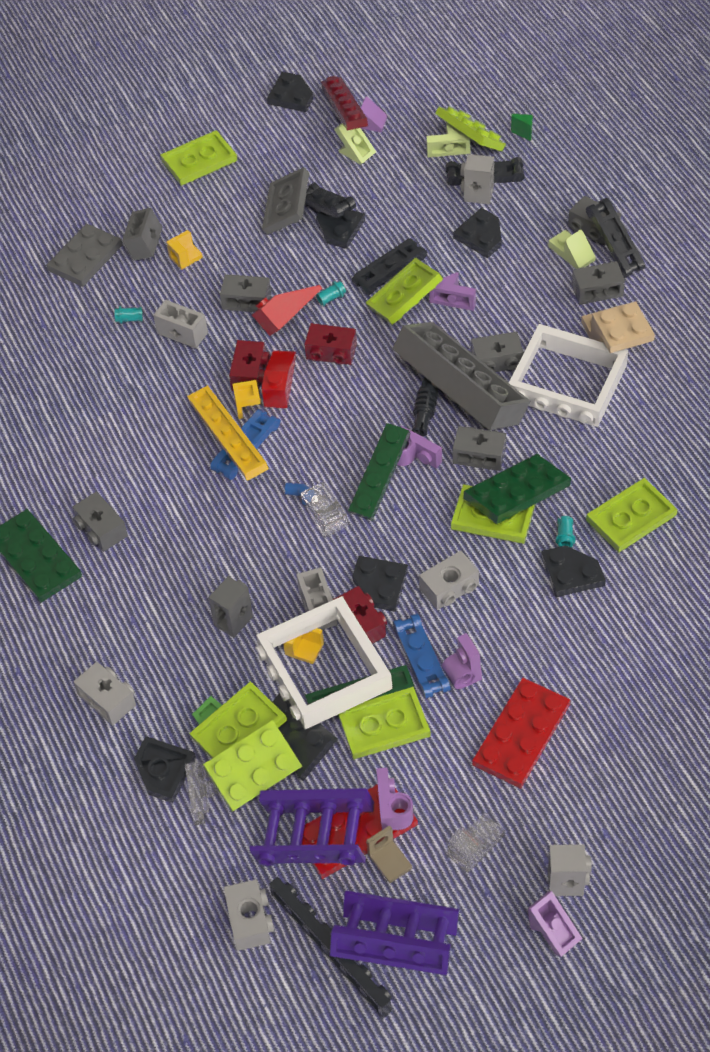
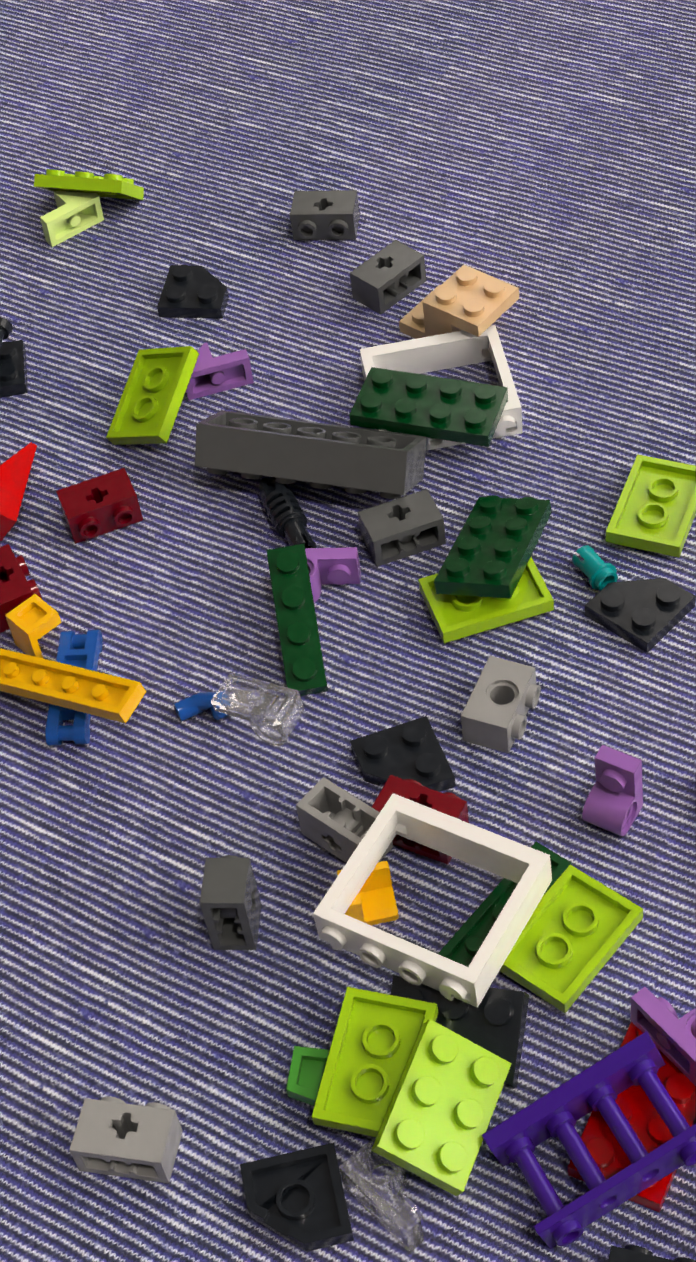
camera: 30 degrees left, 5 degrees down
(278, 379) = (60, 583): red slope -> none
(332, 292) = (54, 442): teal pin -> none
(388, 265) = (102, 383): black plate -> none
(421, 656) = (541, 821): blue plate -> none
(478, 179) = (146, 232): light grey brick -> none
(498, 351) = (328, 401): dark grey brick -> none
(503, 171) = (142, 228): black plate -> none
(522, 125) = (150, 159): green slope -> none
(546, 383) = (429, 406): none -> dark green plate
(573, 248) = (325, 258): yellowish green slope -> none
(616, 237) = (369, 212): black plate -> none

